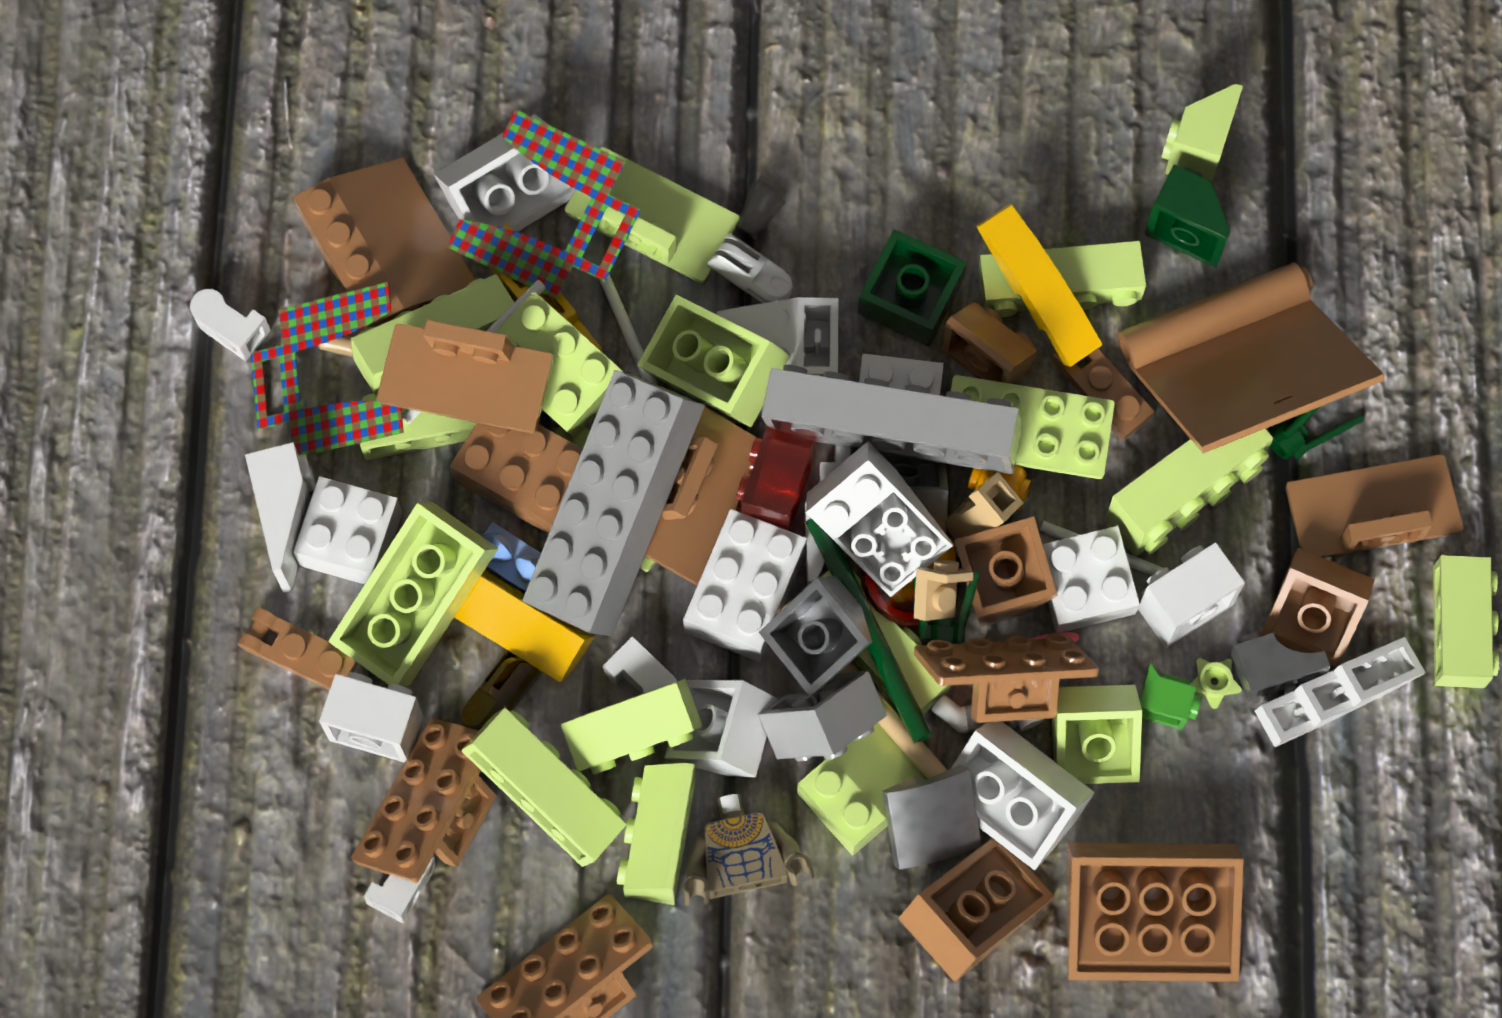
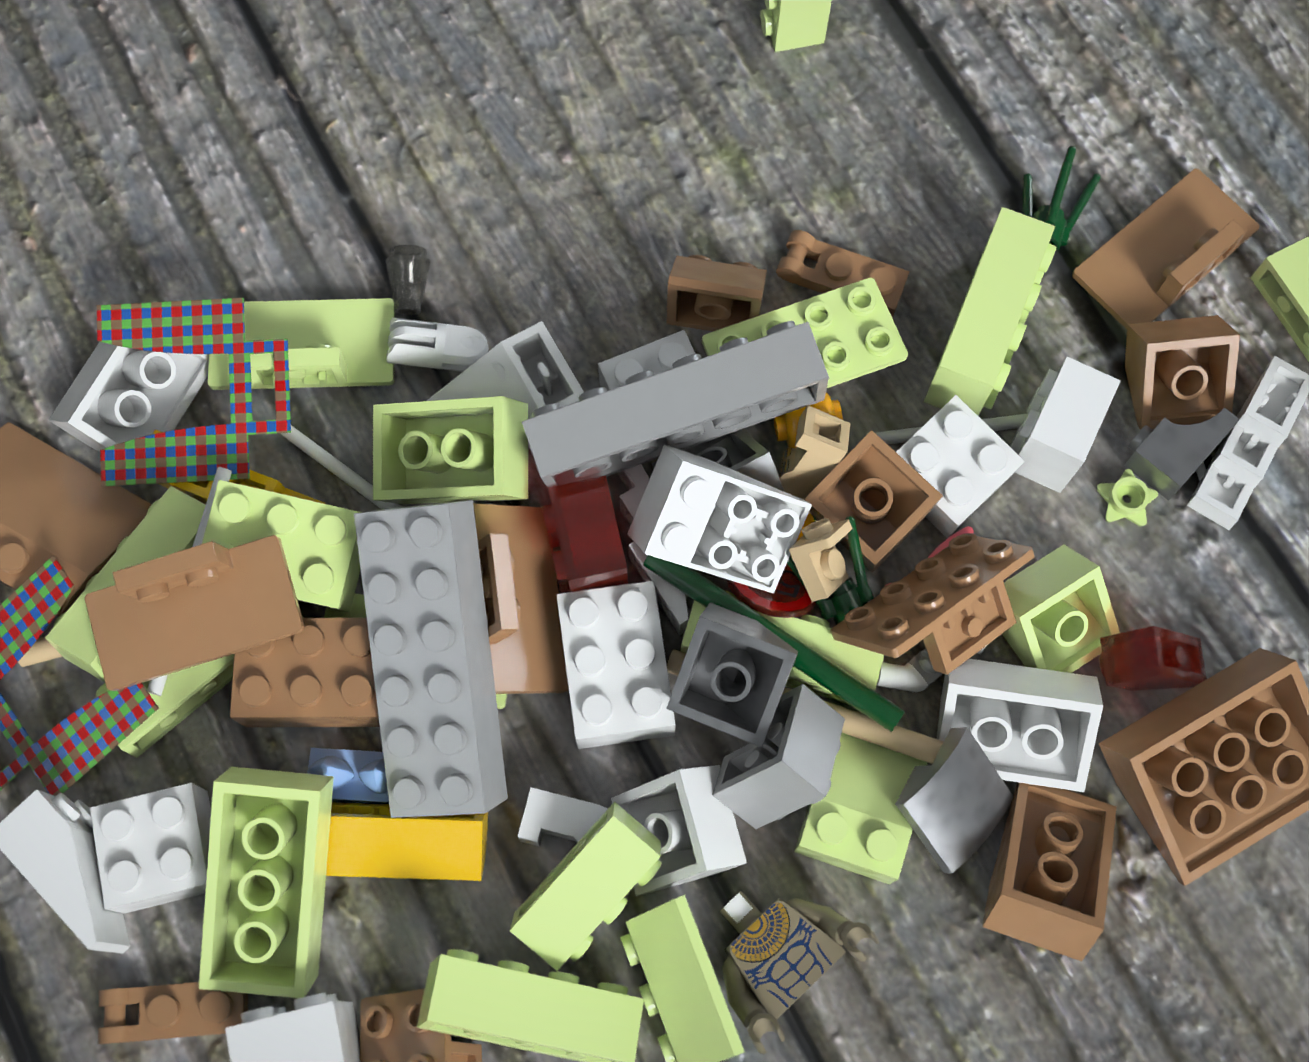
camera: 30 degrees left, 0 degrees up
(501, 689) = (420, 930): dark brown arm -> none
(911, 287) = (606, 275): dark green brick -> none
(1039, 285) = (735, 202): yellow slope -> none
(1092, 273) = (743, 191): yellowish green brick -> none
(1149, 806) = (1152, 659): none -> clear red slope
(1168, 699) = (1102, 538): bright green window -> none
(1189, 217) = (833, 69): dark green slope -> none
(1246, 358) = (976, 171): medium nougat door -> none

